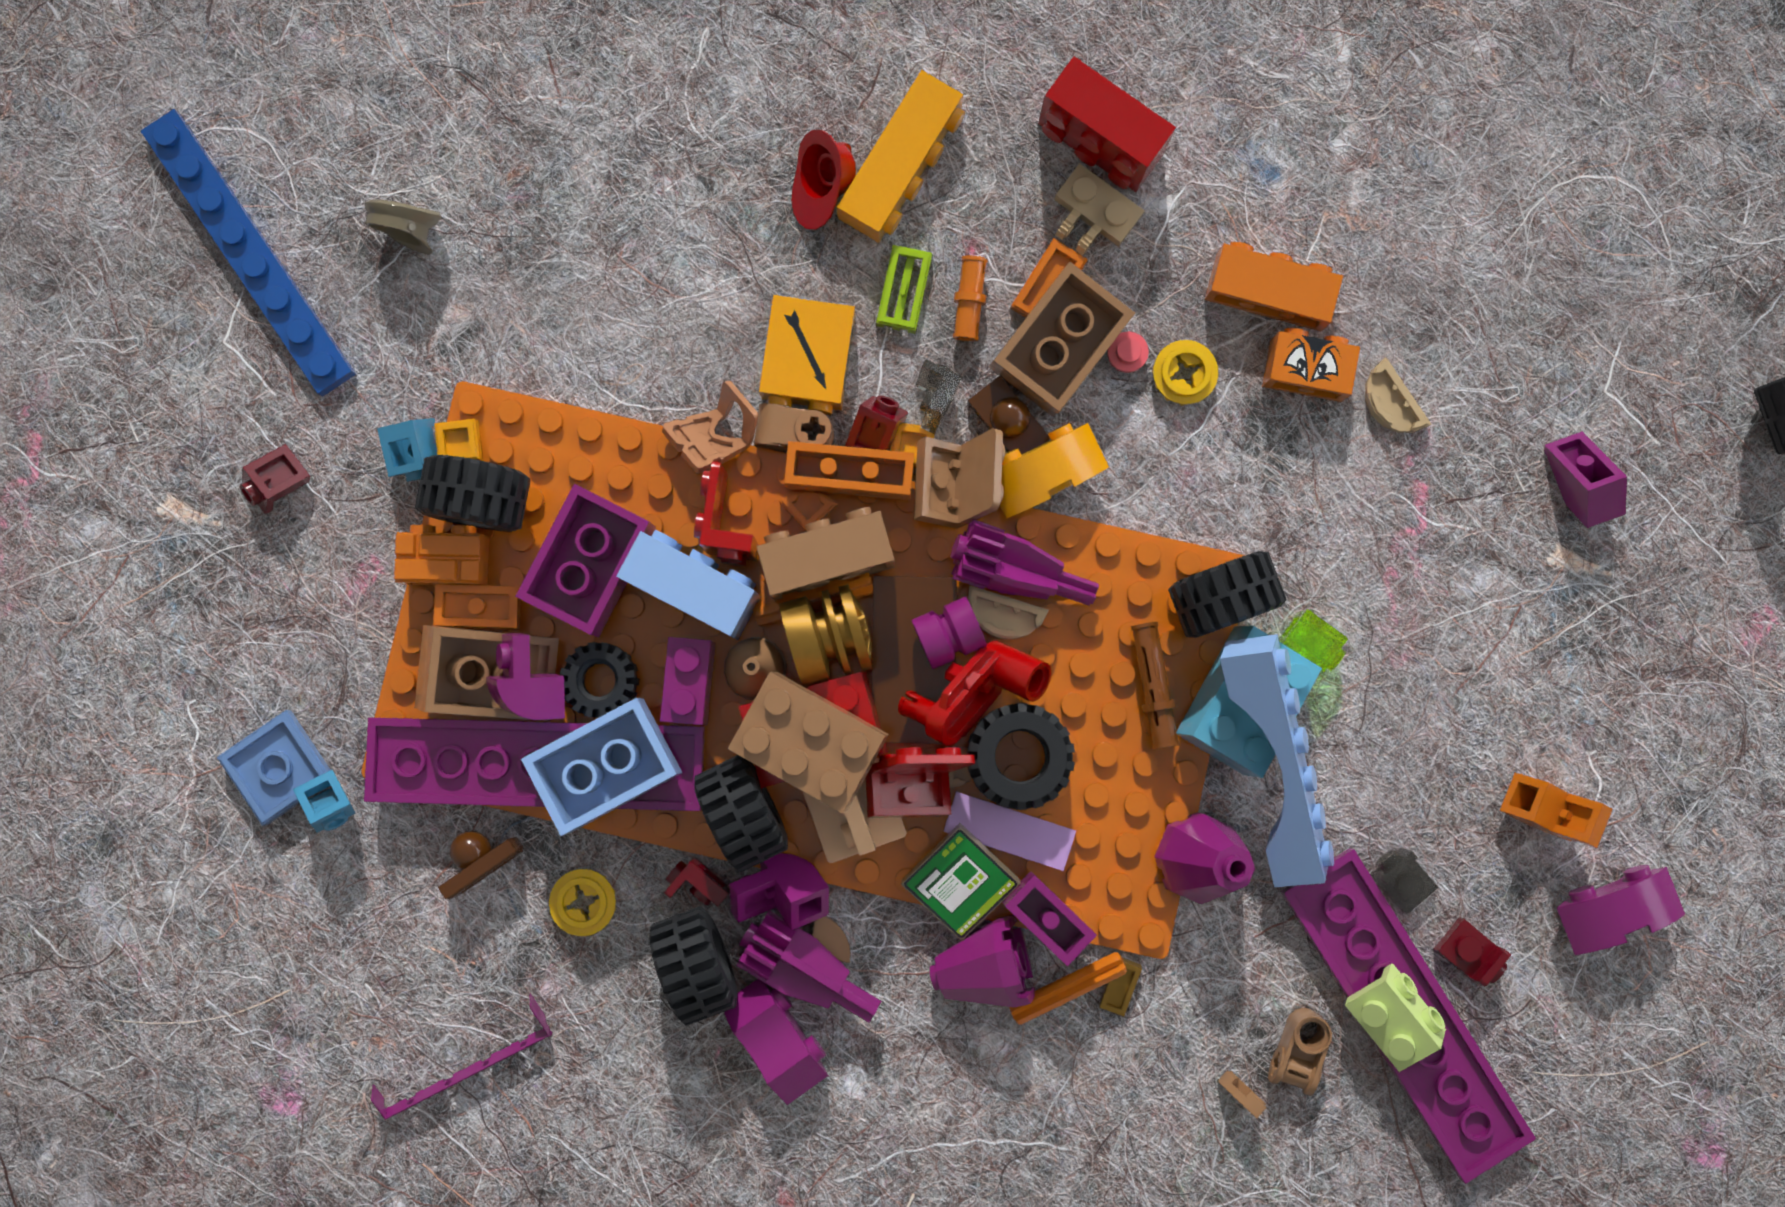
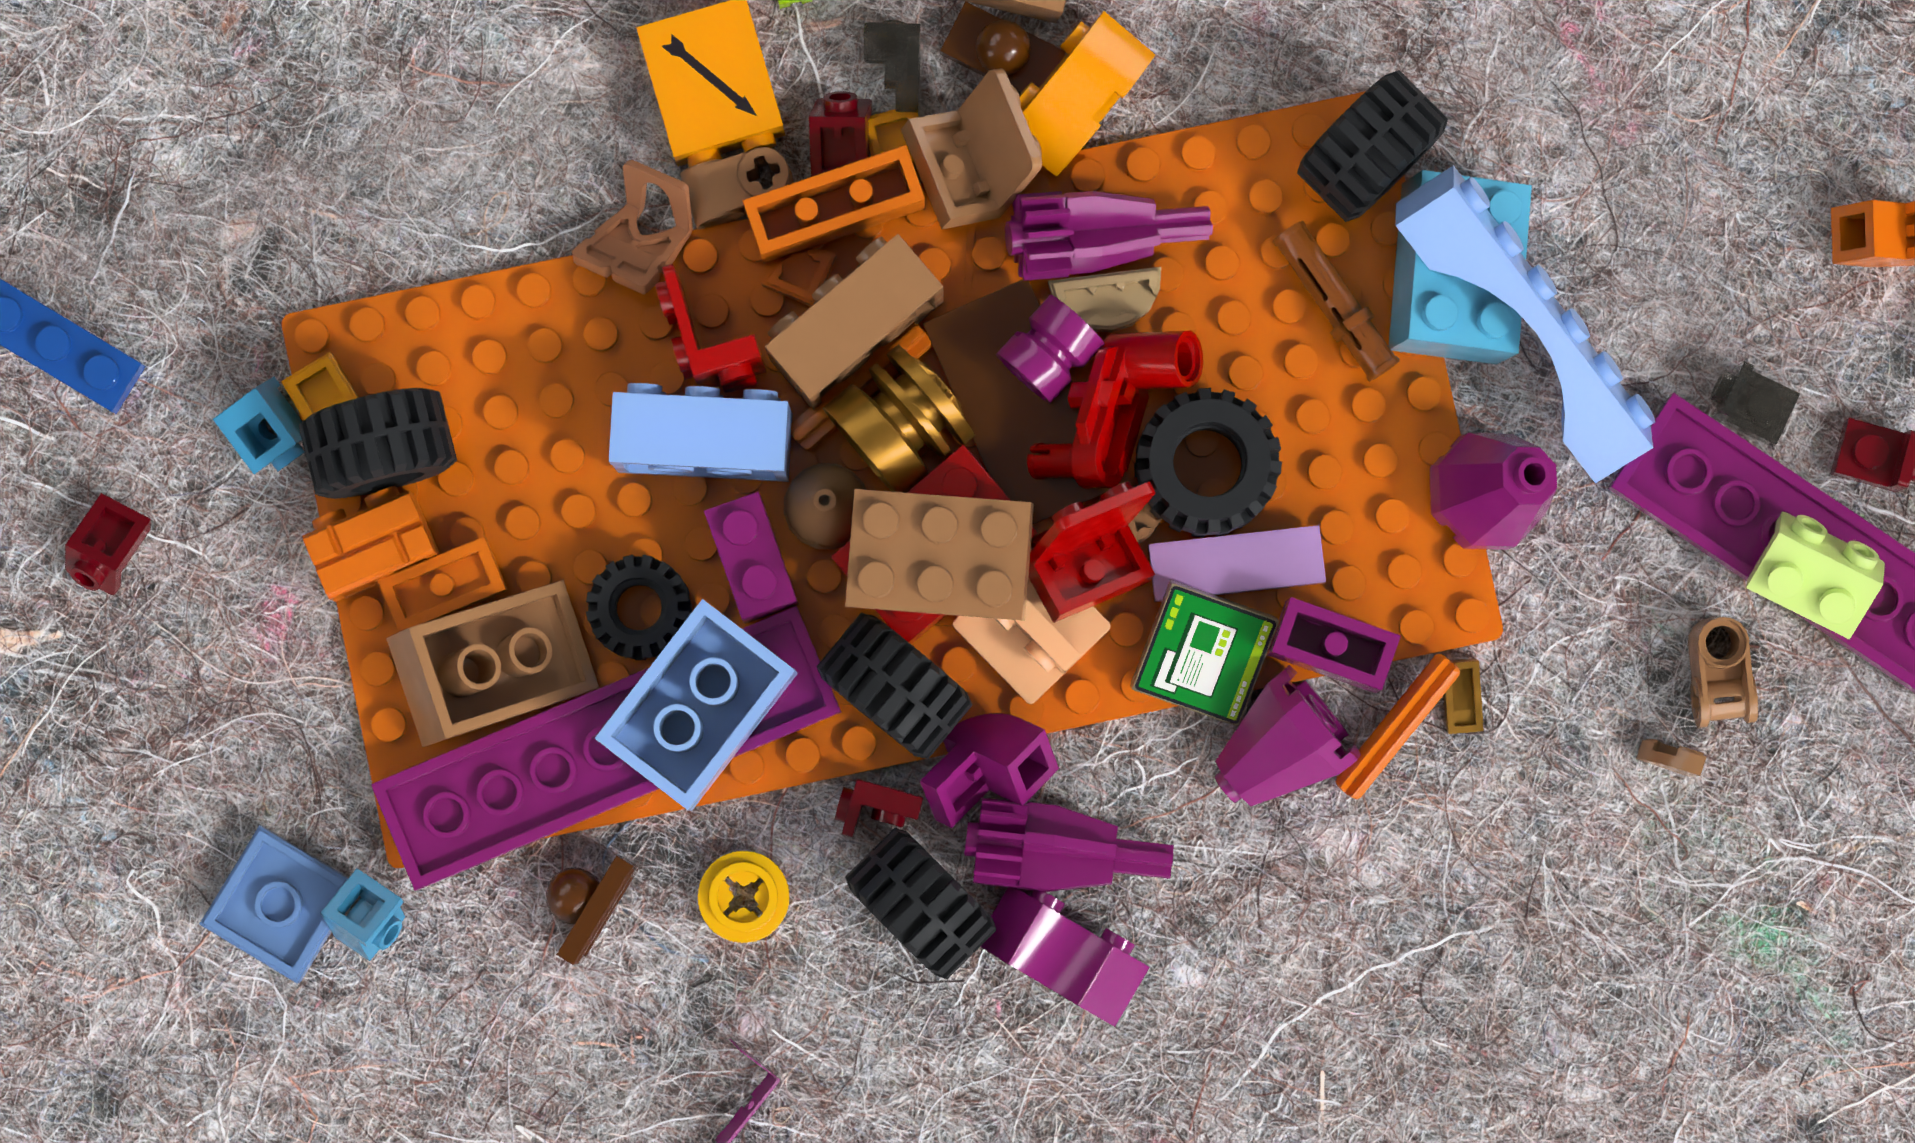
camera: 25 degrees left, 0 degrees up
(402, 222) = (123, 147): dark tan piece -> none
(518, 690) = (549, 662): magenta brick -> none
(580, 561) = (554, 465): magenta brick -> none
(832, 938) = (1076, 797): medium nougat tile -> none
(1314, 640) = (1509, 155): clear neon green brick -> none

